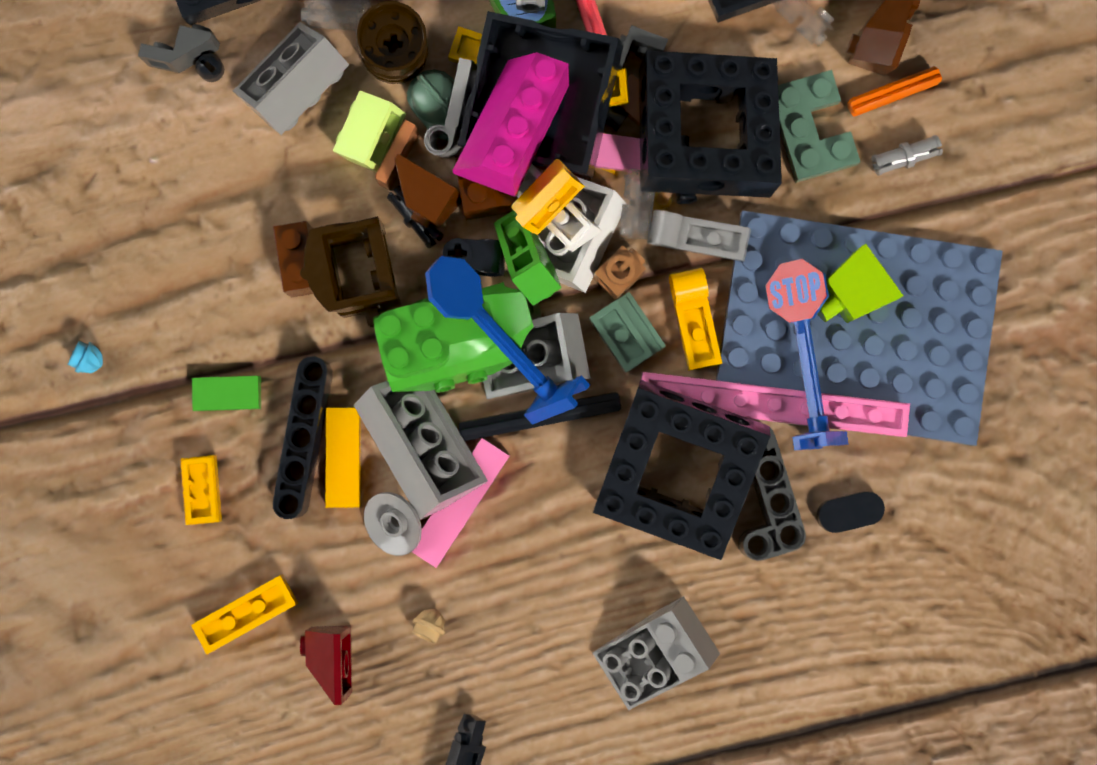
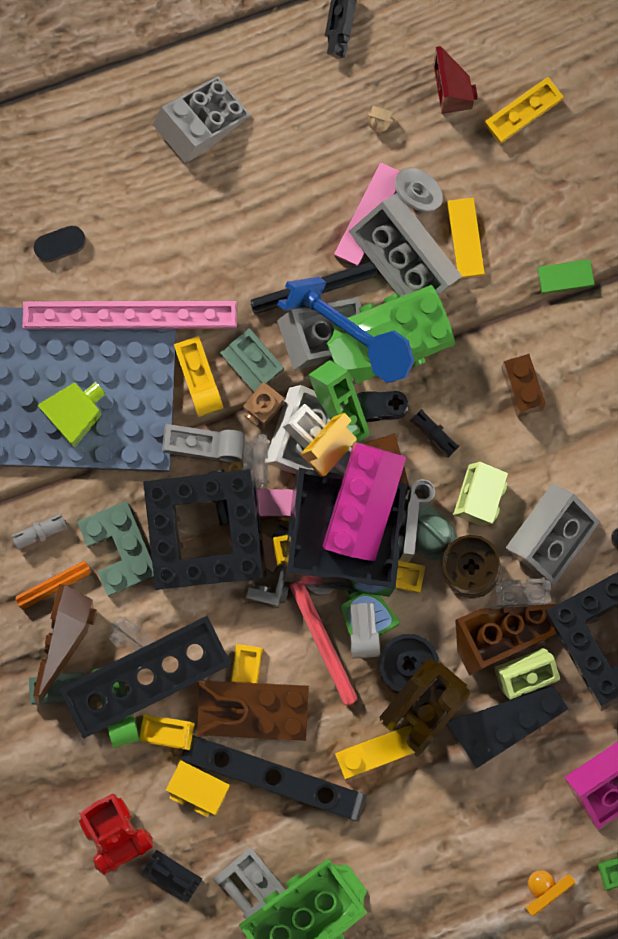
camera: 175 degrees right, 5 degrees down
(201, 490) = (573, 199): yellow plate -> none
(291, 450) = (501, 235): black beam -> none
(323, 275) = (499, 370): dark brown animal -> none
(401, 145) = (456, 480): nougat tile -> none
(425, 194) = (427, 445): reddish brown slope -> none
(699, 423) = (191, 286): black brick -> none
(774, 520) = (127, 252): dark grey beam -> none
(797, 295) = (119, 399): piece -> none

